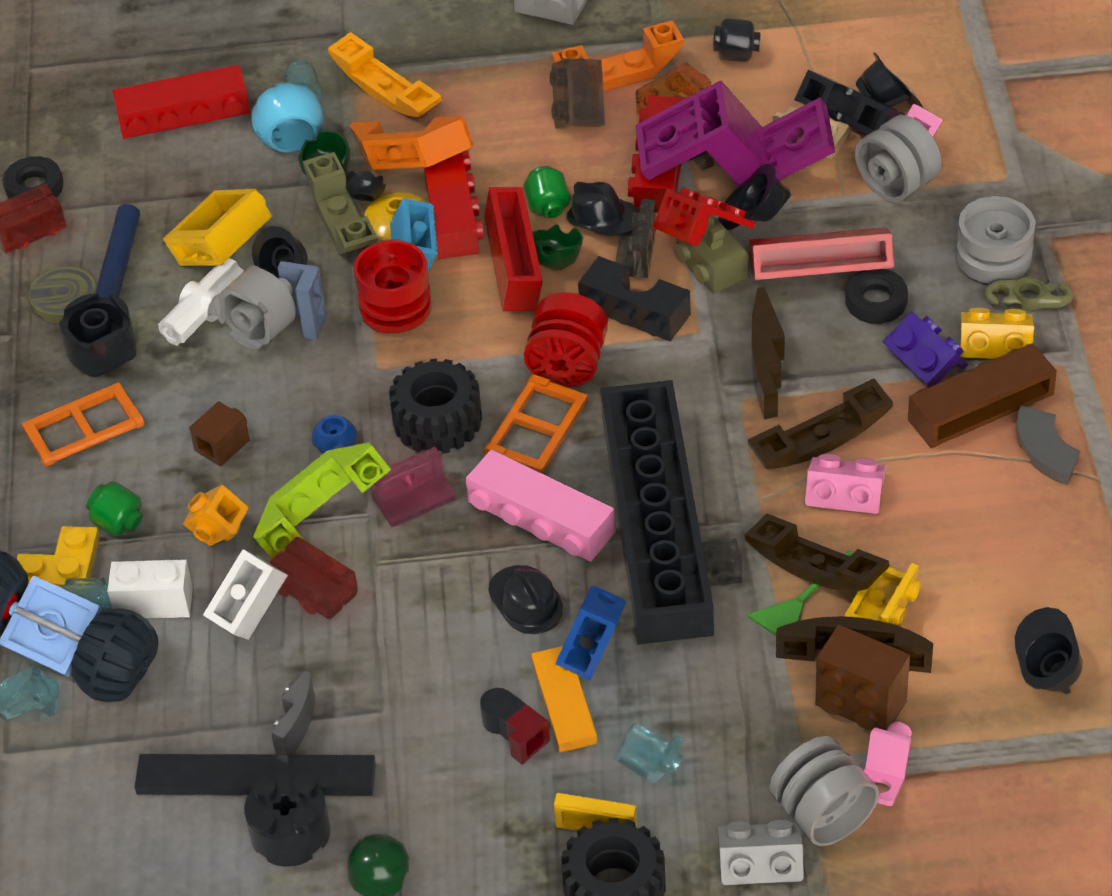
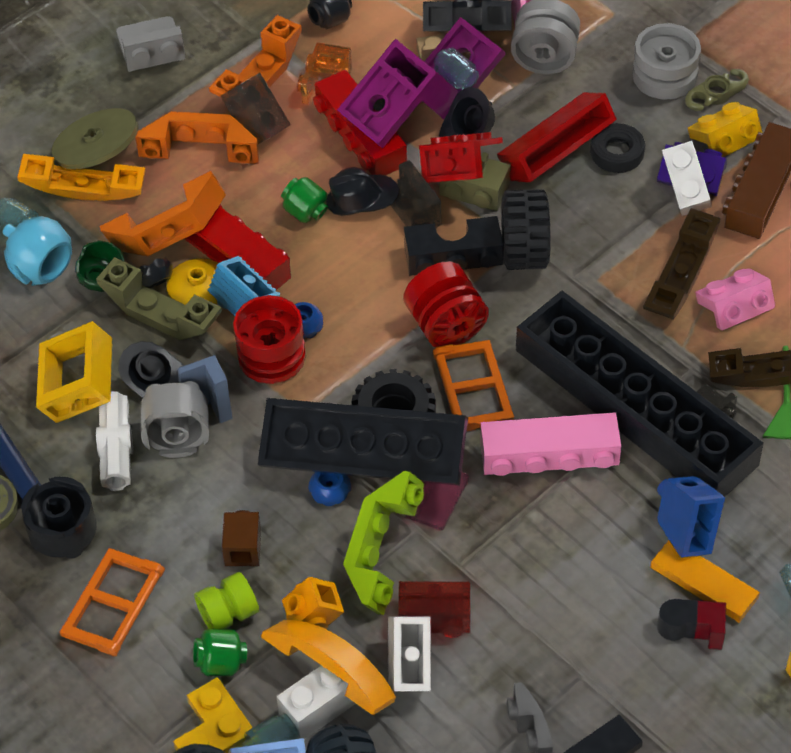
camera: 40 degrees left, 5 degrees up
(161, 474) = (231, 601): none -> lime wheel
(182, 564) = (365, 682): none -> light orange slope
(375, 406) = (362, 441): none -> black plate
(424, 50) = (95, 138): none -> olive piece
(449, 291) = (313, 319): none -> blue plate
(483, 76) = (157, 137): none -> orange slope
(513, 249) = (330, 258): red brick -> none
(526, 599) = (599, 521): black piece -> none
(557, 249) = (356, 239): dark green hair -> none
(697, 313) = (525, 229): none -> black tyre
(767, 352) = (595, 241): dark brown slope -> none
(774, 142) = (456, 68): none -> clear light blue brick
(896, 349) = (686, 177): none -> white brick

